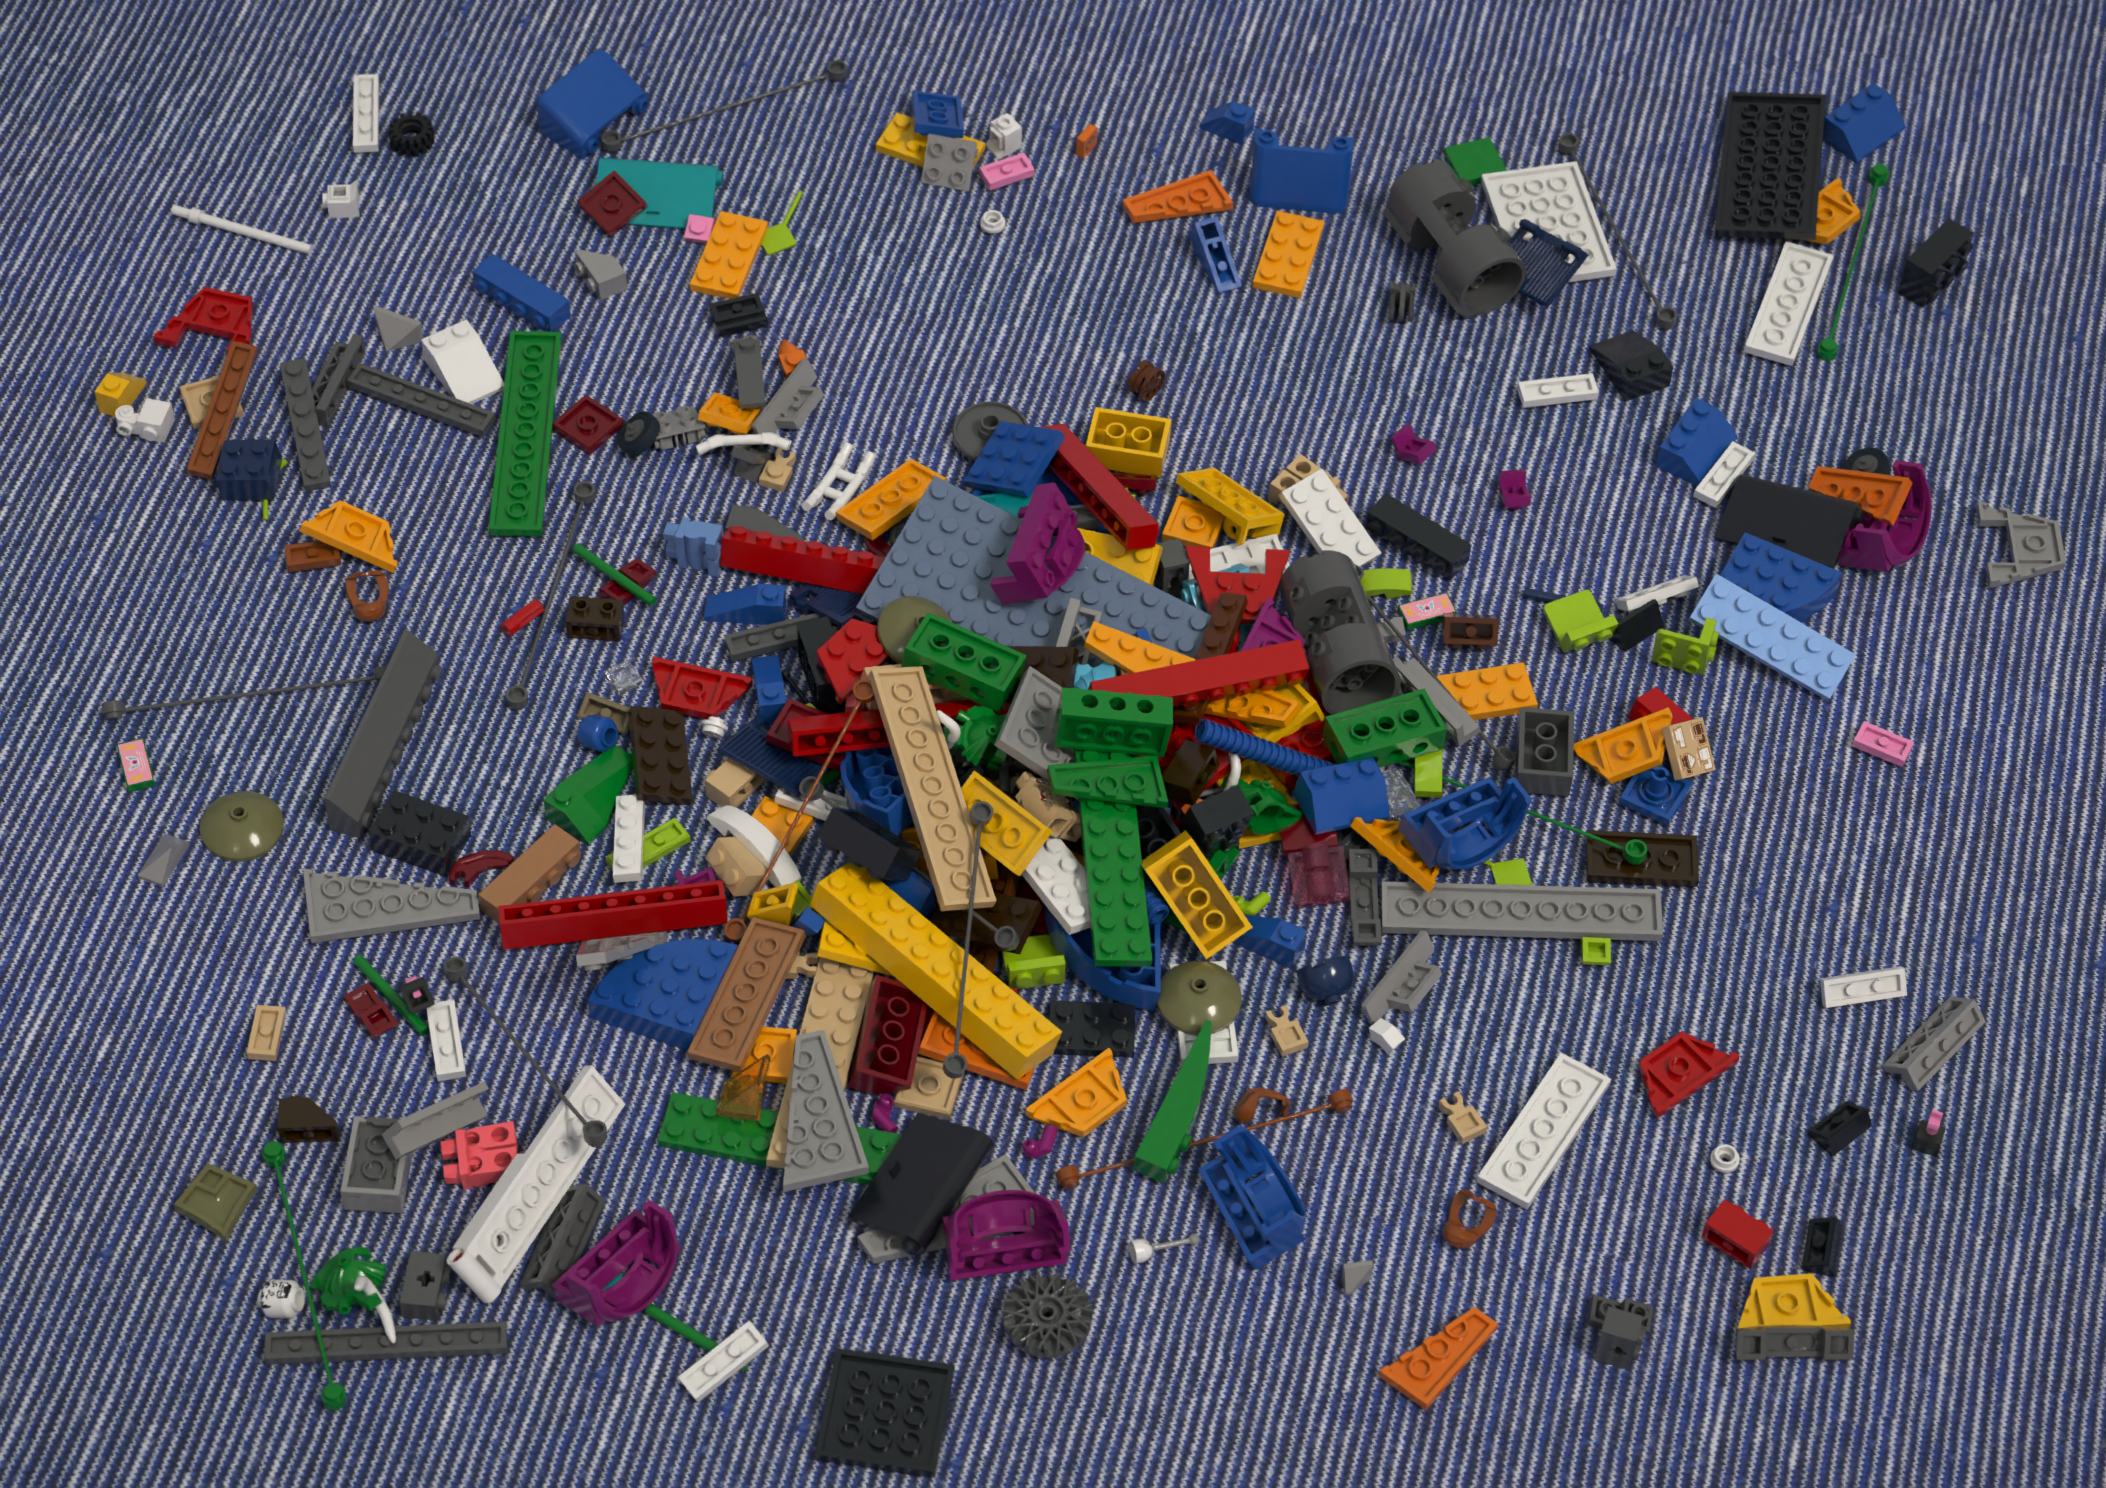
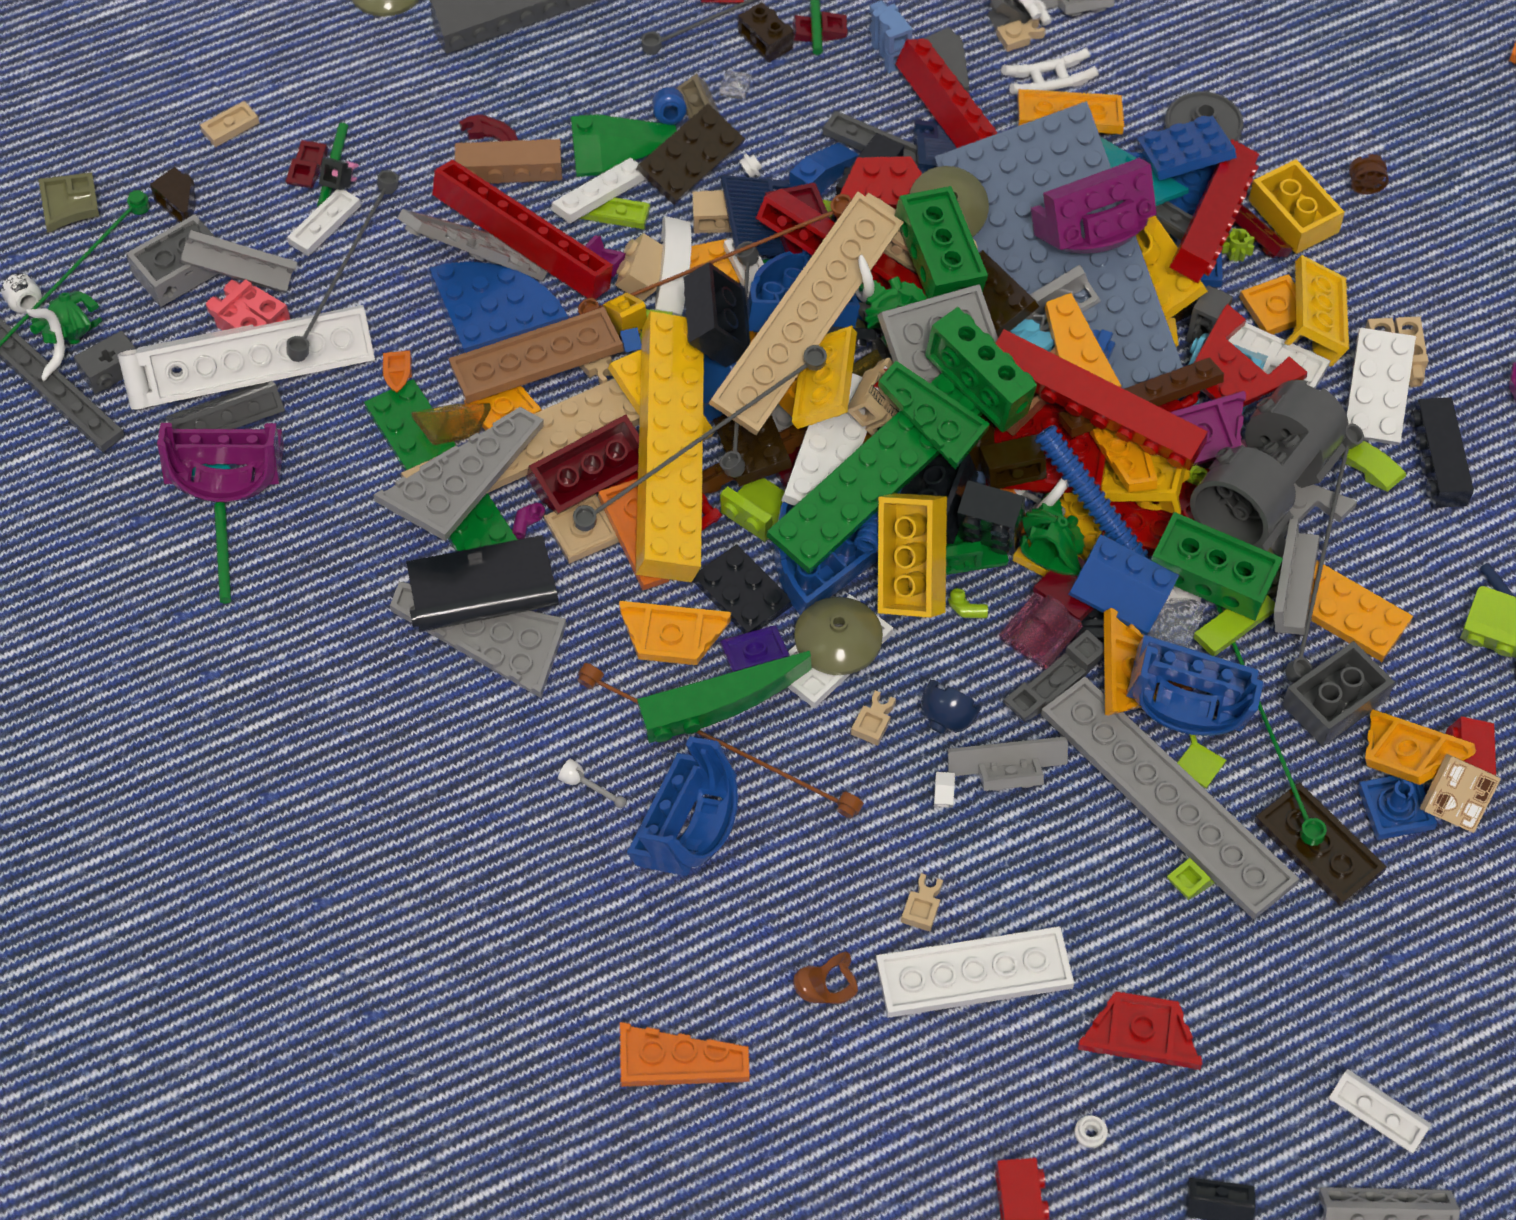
camera: 50 degrees right, 5 degrees up
(372, 905) = (394, 100): light grey wing -> none
(420, 833) = (476, 76): black brick -> none
(653, 1095) = (397, 369): none -> orange plate
(697, 689) = (772, 131): red wing -> none
(723, 1361) = (209, 581): white plate -> none
(748, 605) = (880, 105): blue slope -> none
(885, 1412) = (265, 716): black piece -> none
(999, 1213) = (449, 664): magenta piece -> none
(1035, 1149) = (603, 639): magenta arm -> none
(1047, 1315) = (445, 754): dark grey wheel -> none
(1158, 1058) = (754, 648): none -> dark purple tile
(1246, 1107) = (773, 745): dark orange piece -> none
(1274, 940) = (949, 645): blue slope -> none
(1356, 1275) = (694, 939): light grey slope -> none
(1425, 611) = (1383, 514): tile -> none
(1469, 629) = (1395, 553): reddish brown brick -> none
(1599, 1305) = (853, 1165): dark grey slope -> none
(1620, 1338) = (818, 1178): dark grey brick -> none

